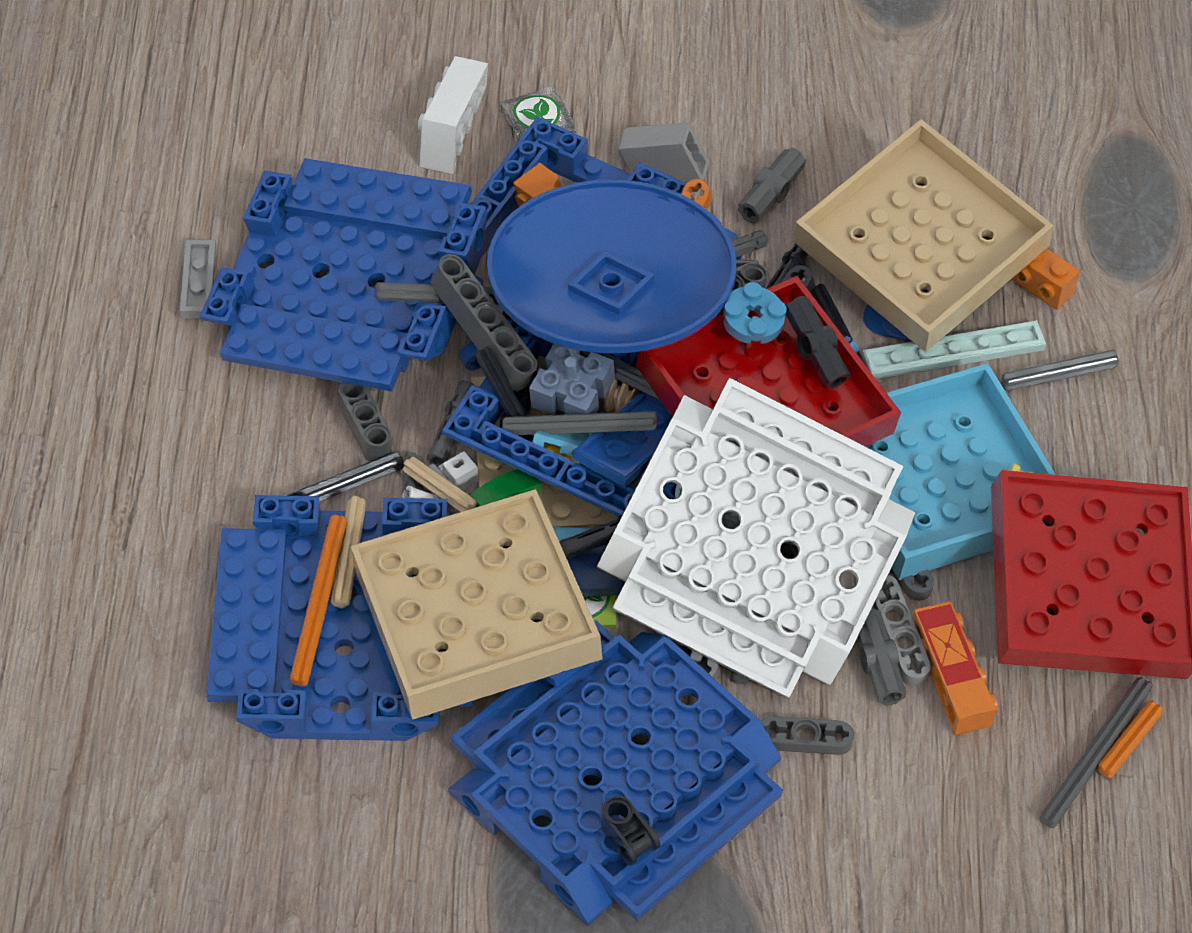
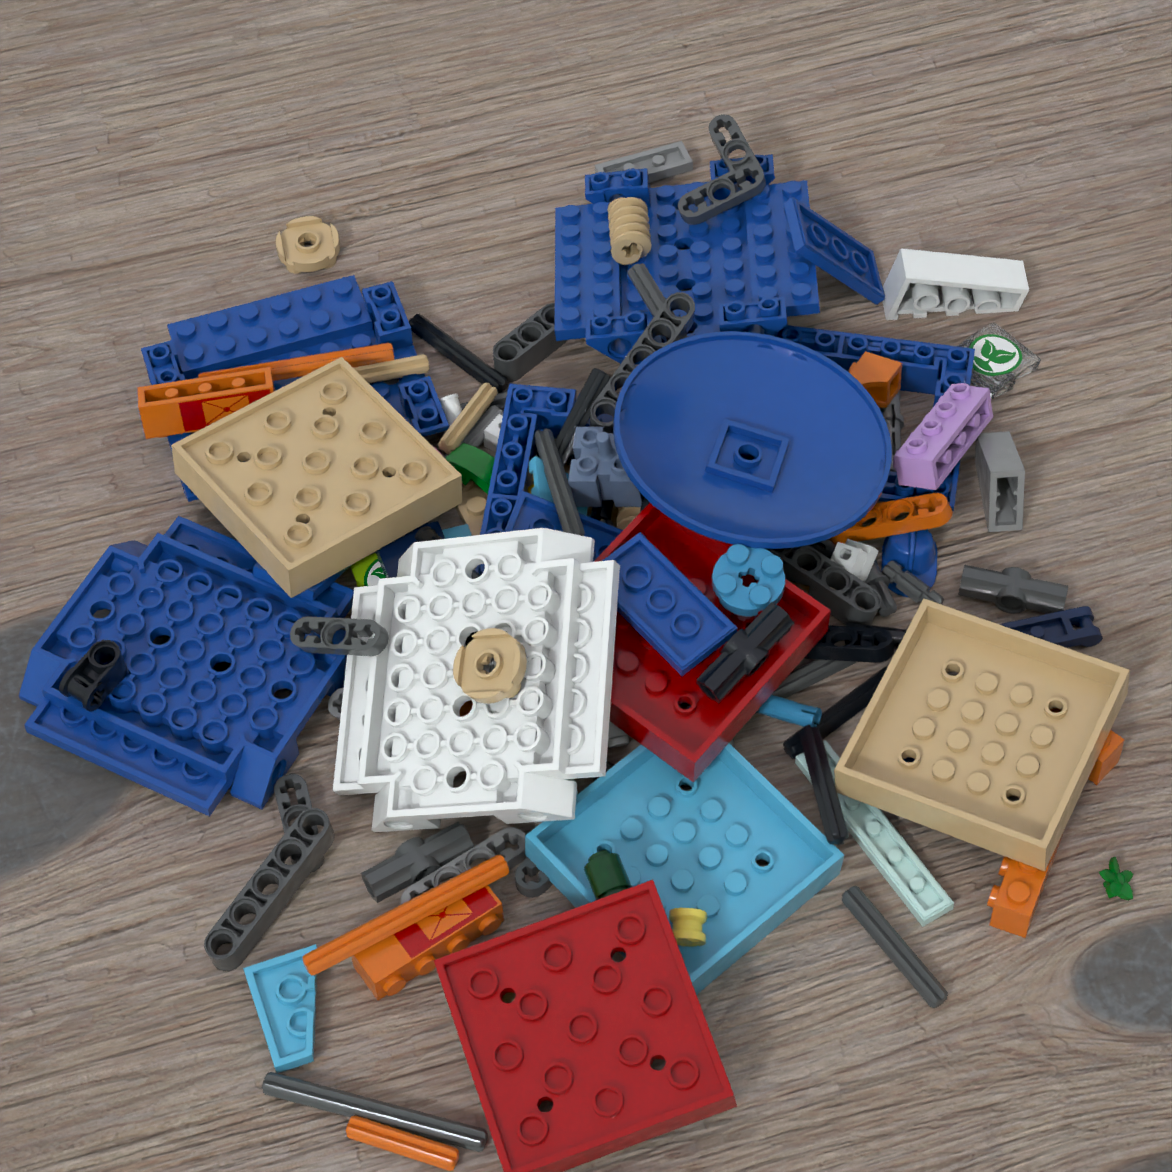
camera: 75 degrees right, 0 degrees up
(157, 576) = (308, 259): none -> tan plate
(282, 196) = (737, 173): none -> dark grey beam
(299, 297) = (629, 230): none -> tan piece
(336, 675) = (199, 402): none -> orange brick
(395, 165) = (834, 251): none -> blue tile
(627, 156) = (943, 436): none -> lavender brick
(672, 603) = (351, 643): none -> dark grey beam
(774, 370) = (667, 606): none -> blue tile
(795, 502) = (504, 679): none -> tan plate
(818, 175) = (1058, 627): none -> dark blue plate
(877, 779) = (268, 907): none -> dark grey beam
(919, 355) = (823, 785): none -> black axle
(944, 667) = (405, 915): none -> orange axle
(973, 510) = (606, 874): none -> dark green brick
(978, 788) = (286, 1007): none -> medium azure wing
(1056, 219) = (1116, 881): none -> green plant

